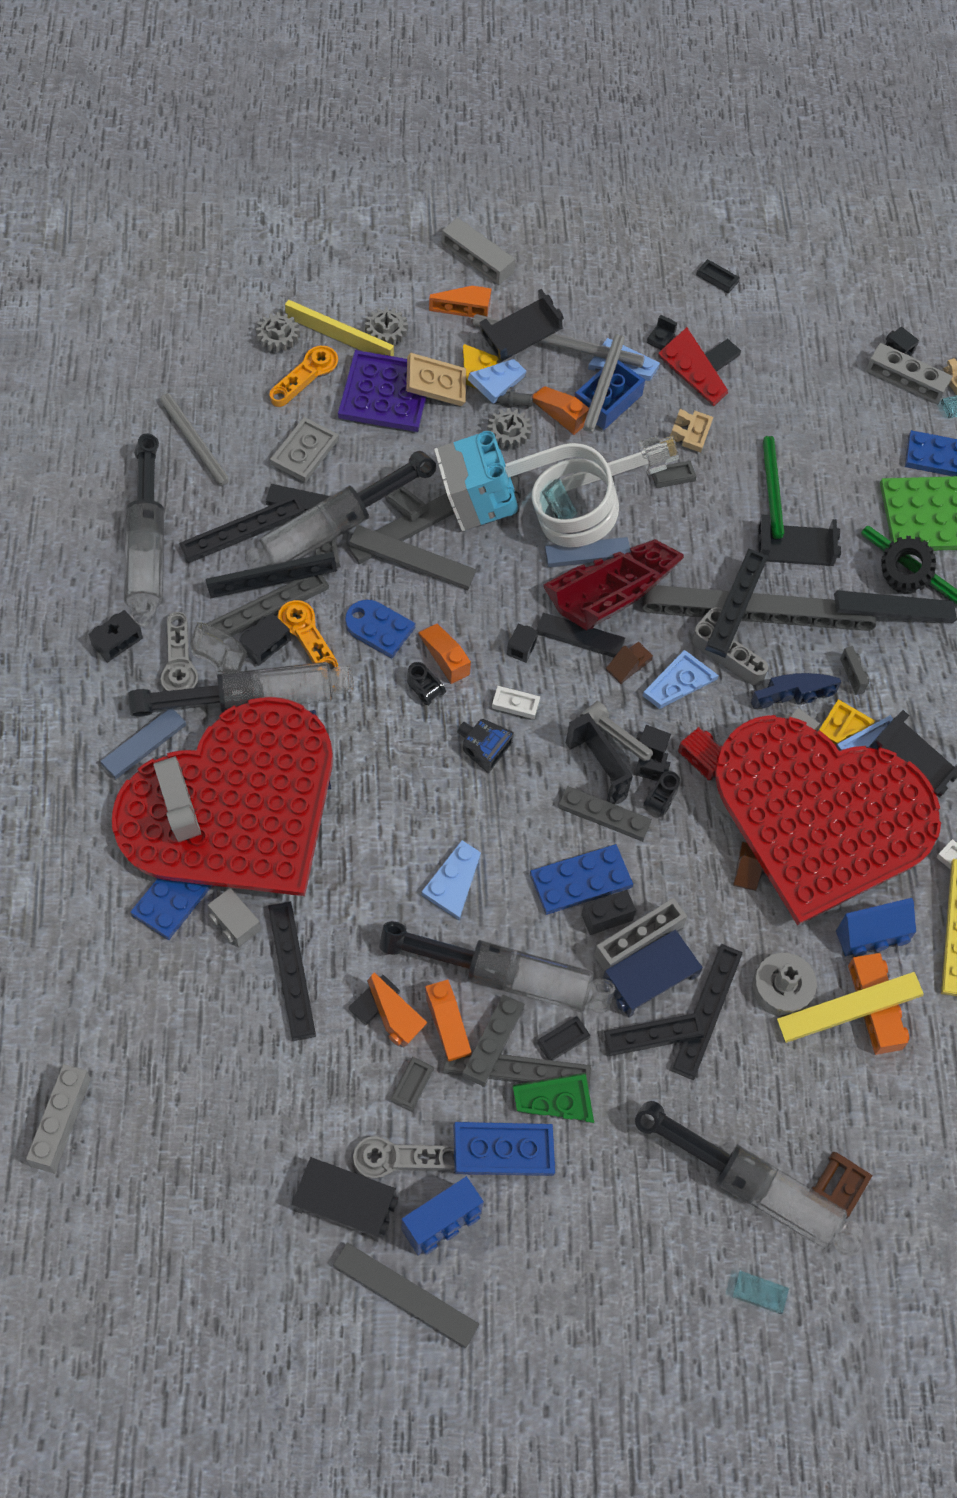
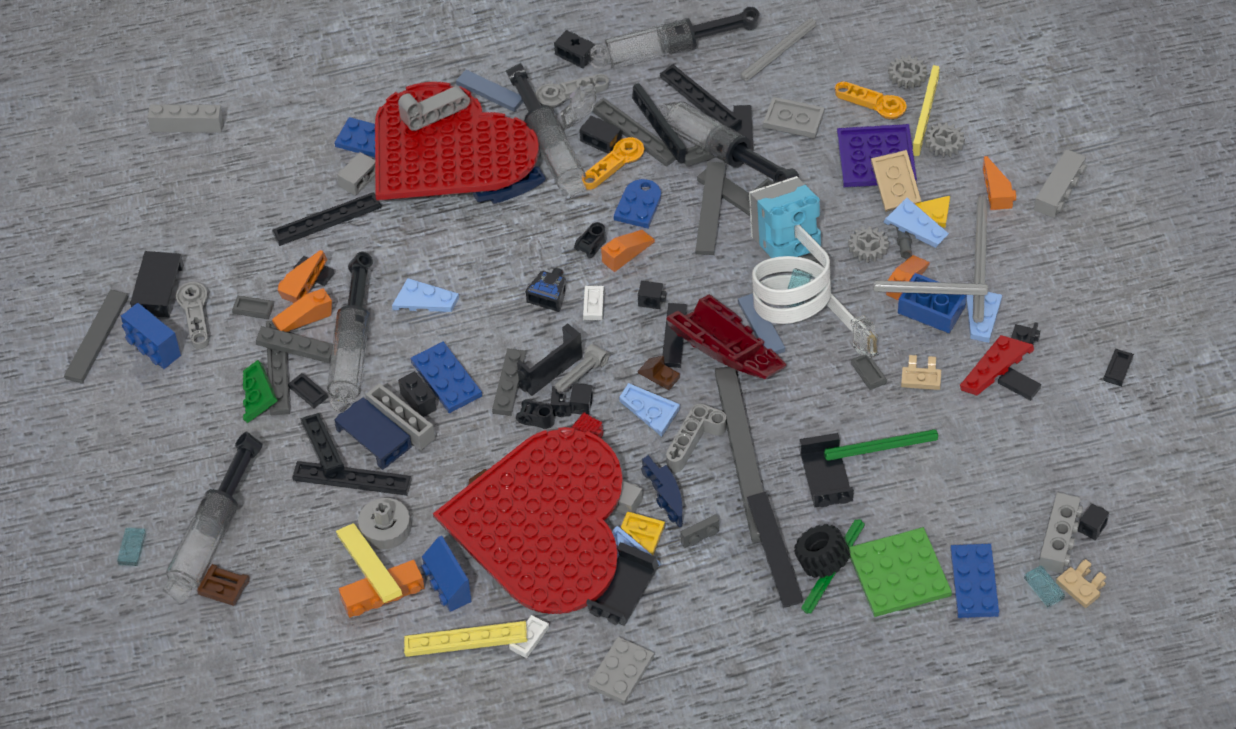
camera: 85 degrees right, 10 degrees down
(503, 1149) = (210, 365): blue plate -> none
(523, 327) = (975, 225): black panel -> none
(736, 603) = (734, 427): black tile -> none

